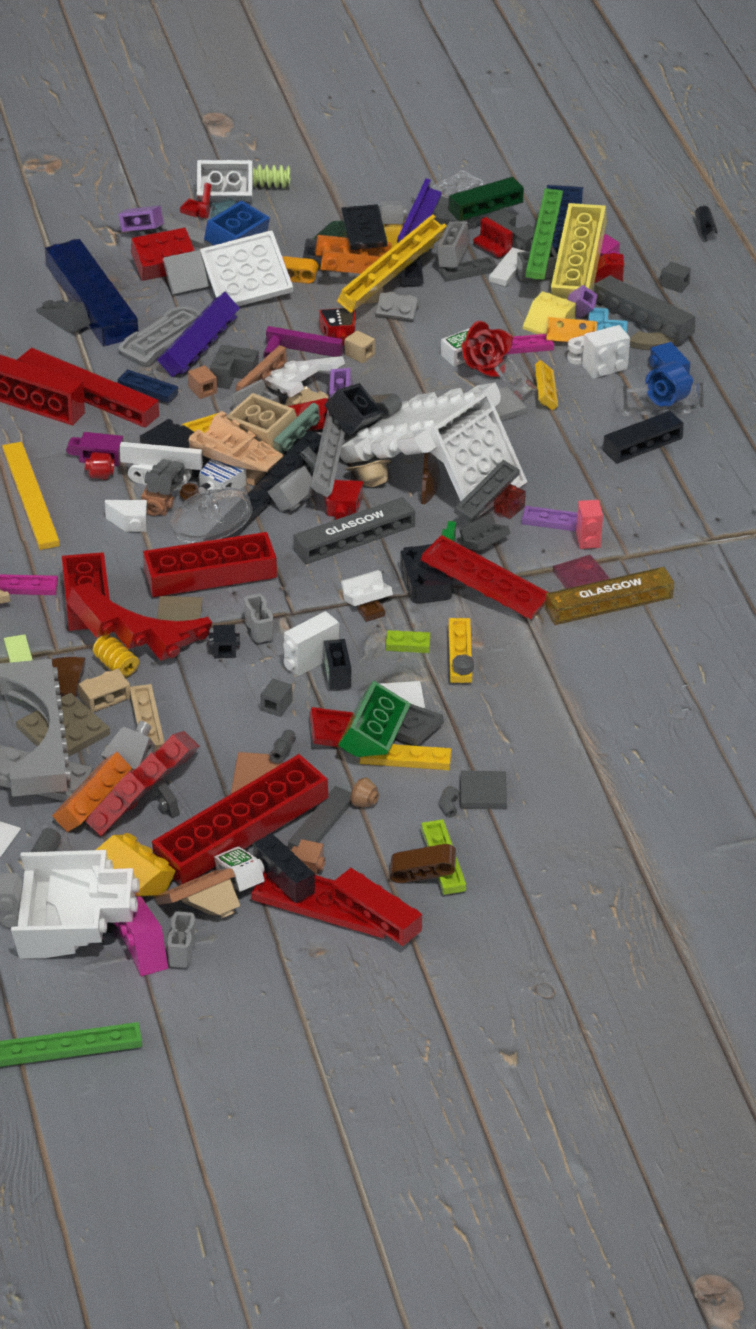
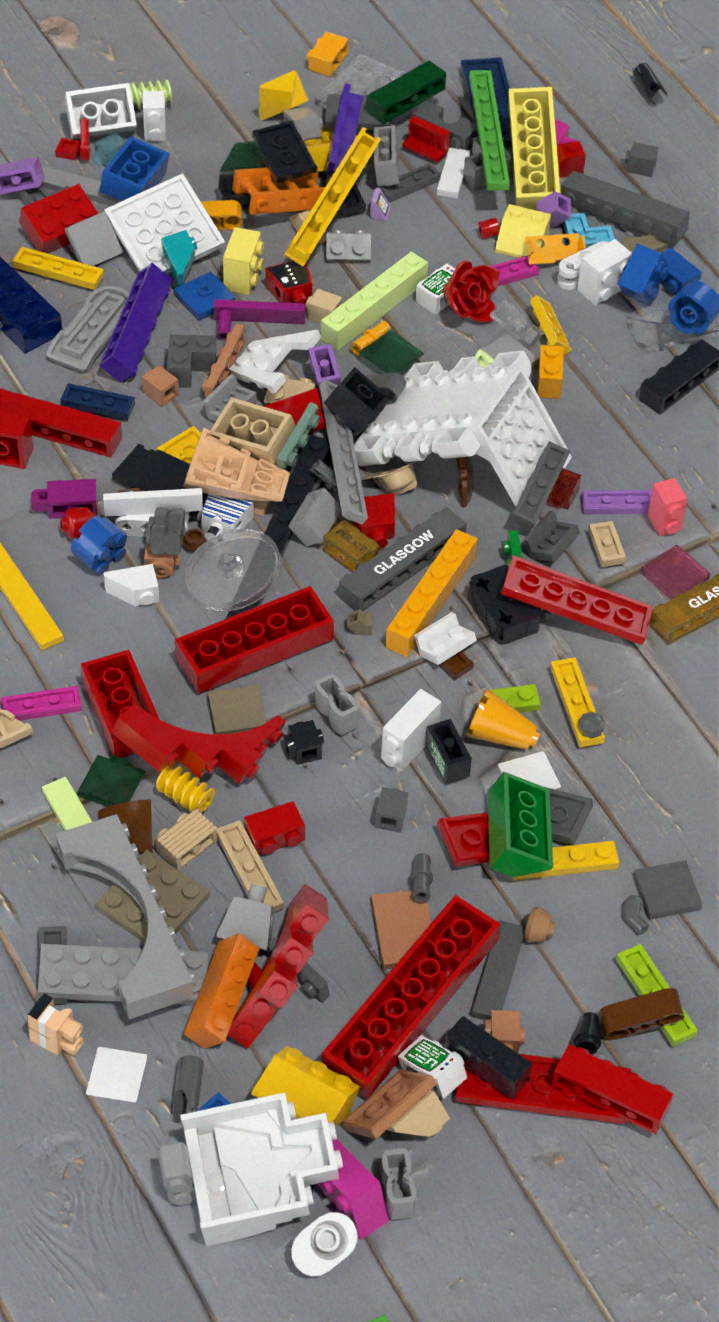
camera: 15 degrees left, 10 degrees up
(60, 643) = (110, 781): none -> clear green piece
(107, 966) = (324, 1244): none -> white piece
(109, 480) = (99, 544): none -> blue brick
(150, 289) = (58, 268): none -> yellow plate
(177, 694) = (275, 828): none -> red brick
(251, 289) = (179, 253): none -> teal slope
(257, 323) = (200, 293): none -> blue plate
(269, 190) = (154, 116): none -> white brick
(301, 302) = (243, 260): none -> light yellow brick
(302, 568) = (360, 622): none -> dark tan piece
(312, 512) = (349, 546): none -> clear yellow brick
(369, 554) = (431, 592): none -> light orange brick
(377, 871) = (588, 1033): none -> black cone
(380, 187) = (280, 95): none -> yellow slope
(387, 651) = (501, 724): none -> light orange cone
(390, 373) = (369, 336): none -> light orange pin
(401, 347) = (373, 301): none -> yellowish green brick
(403, 384) = (392, 353): none -> clear green piece
(435, 166) = (328, 53): none -> light orange brick
(435, 281) = (379, 206): none -> lavender slope
(521, 309) = (488, 228): none -> red hose
(530, 545) = (607, 544): none -> tan plate
(531, 417) = (550, 371): none -> light orange brick
(636, 356) = (643, 274): none -> blue brick

